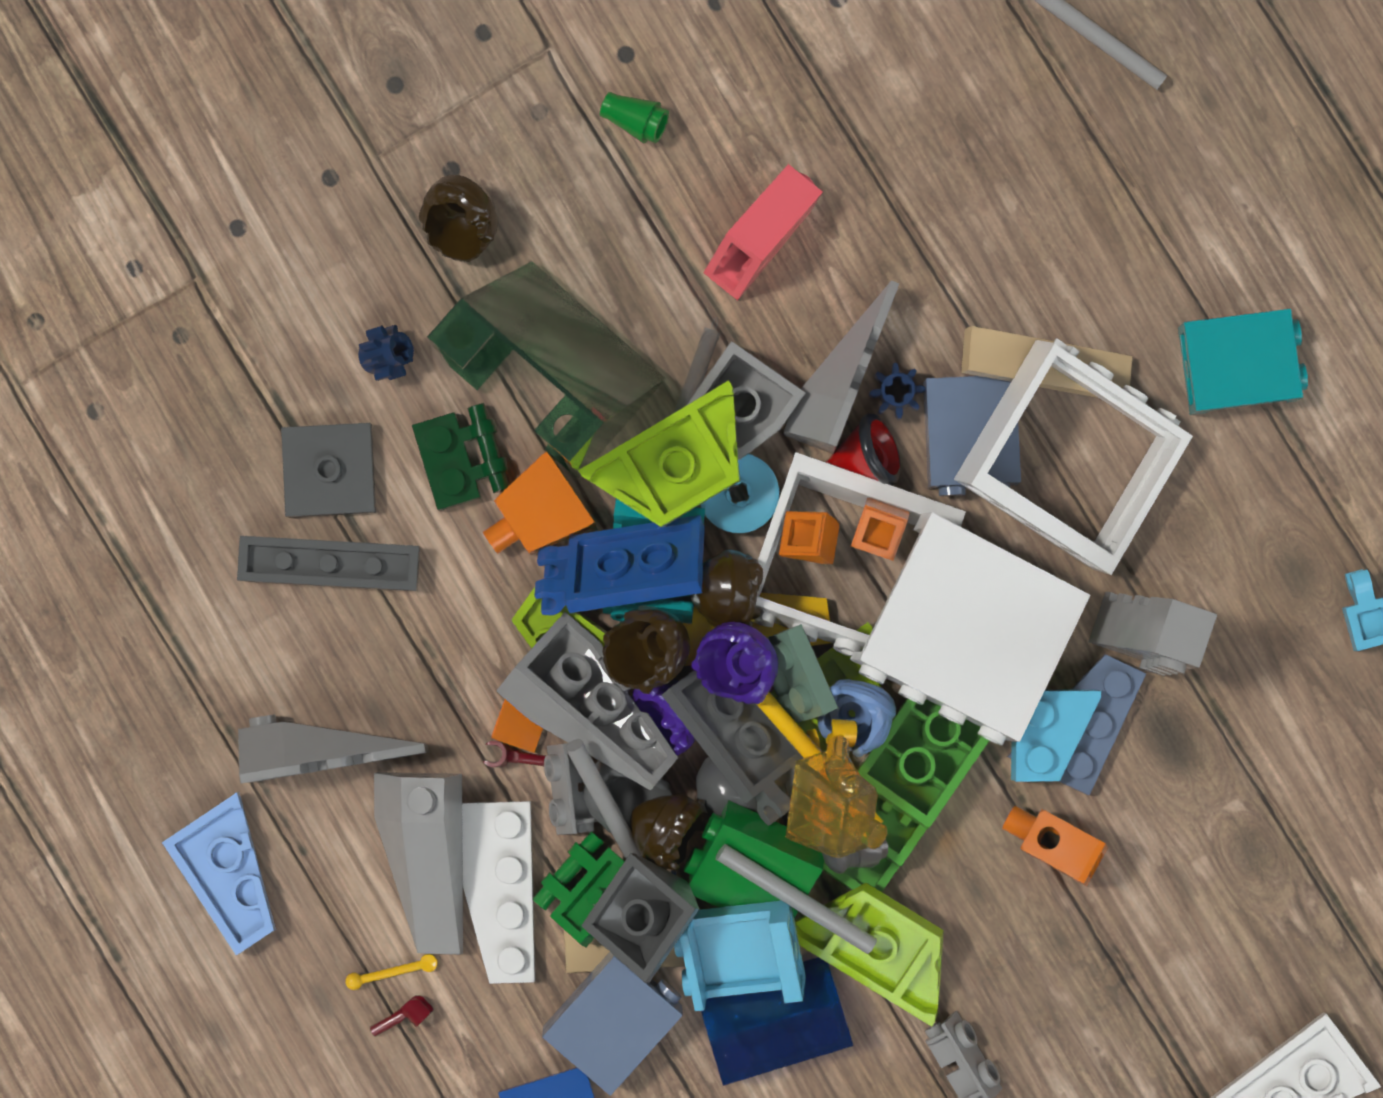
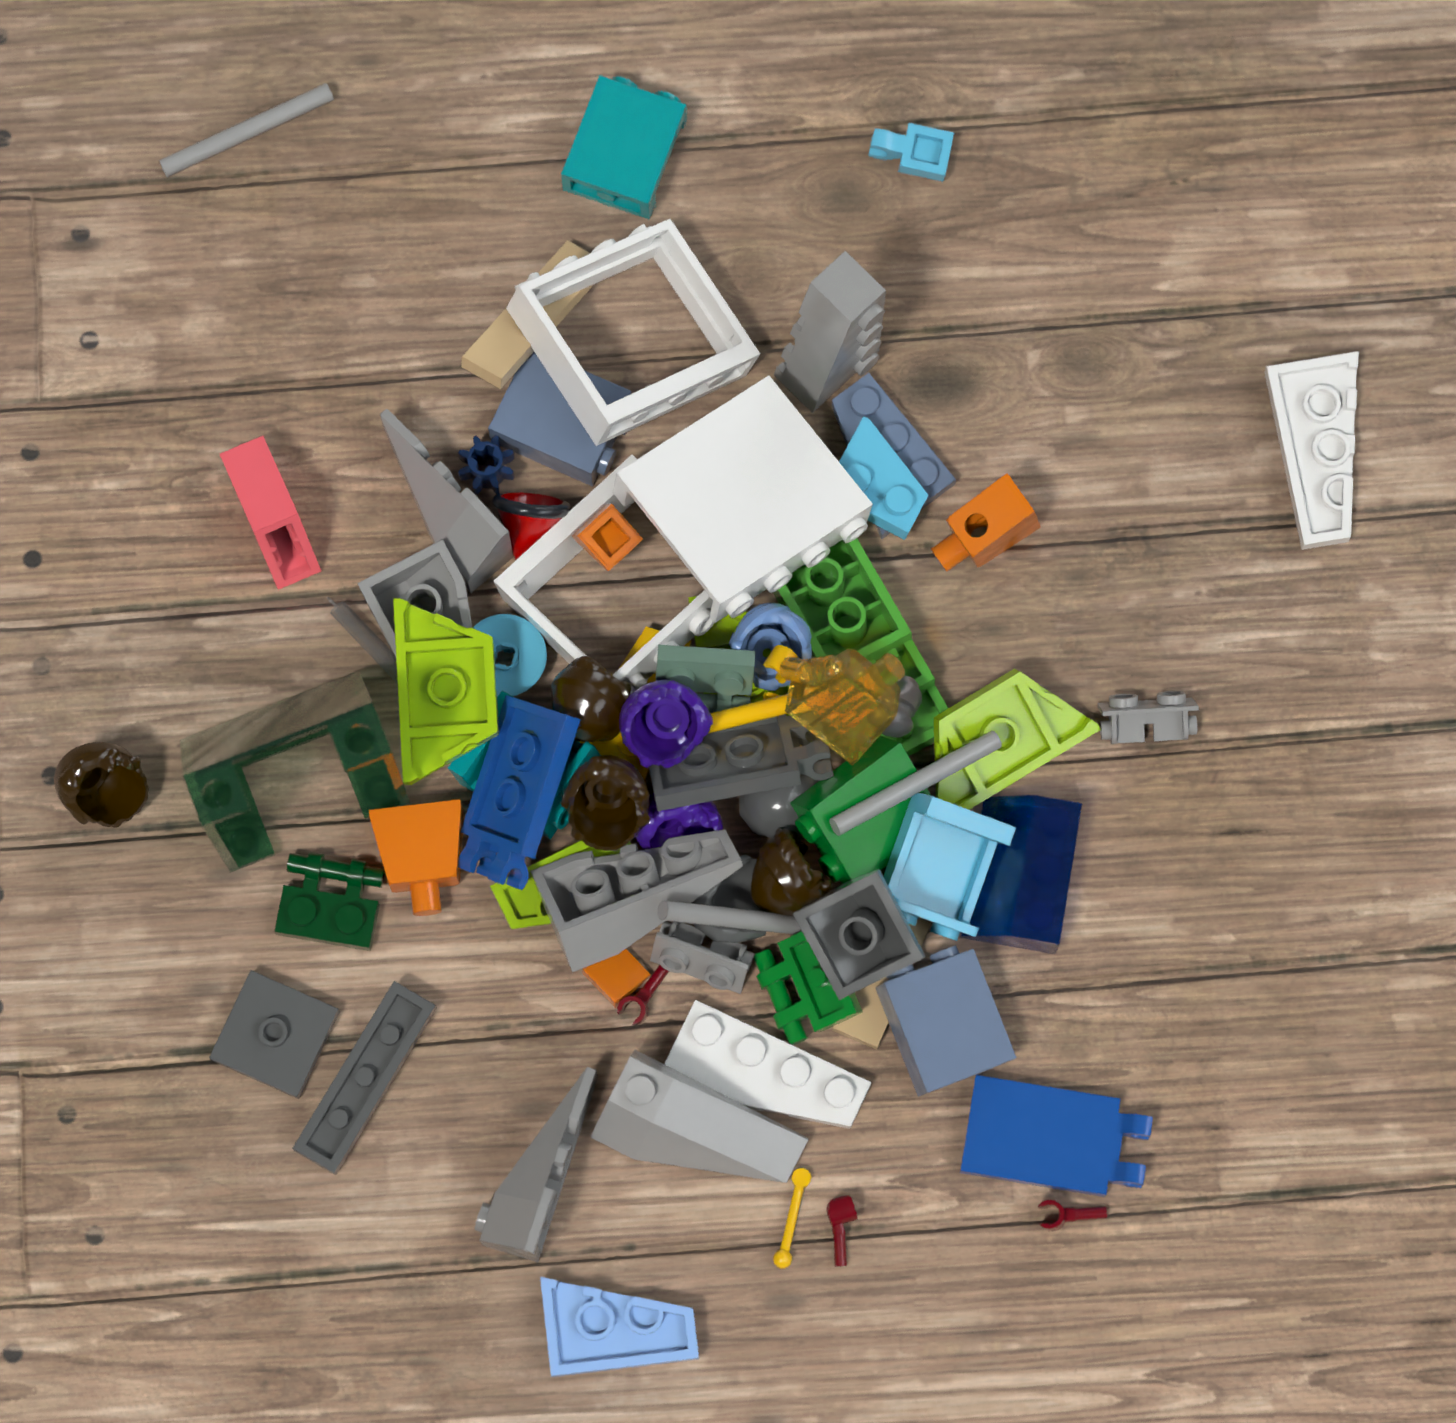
camera: 65 degrees left, 10 degrees down
(386, 352) = (191, 919): dark blue gear -> none
(636, 116) = (97, 574): green cone -> none
(809, 537) = (579, 603): orange slope -> none

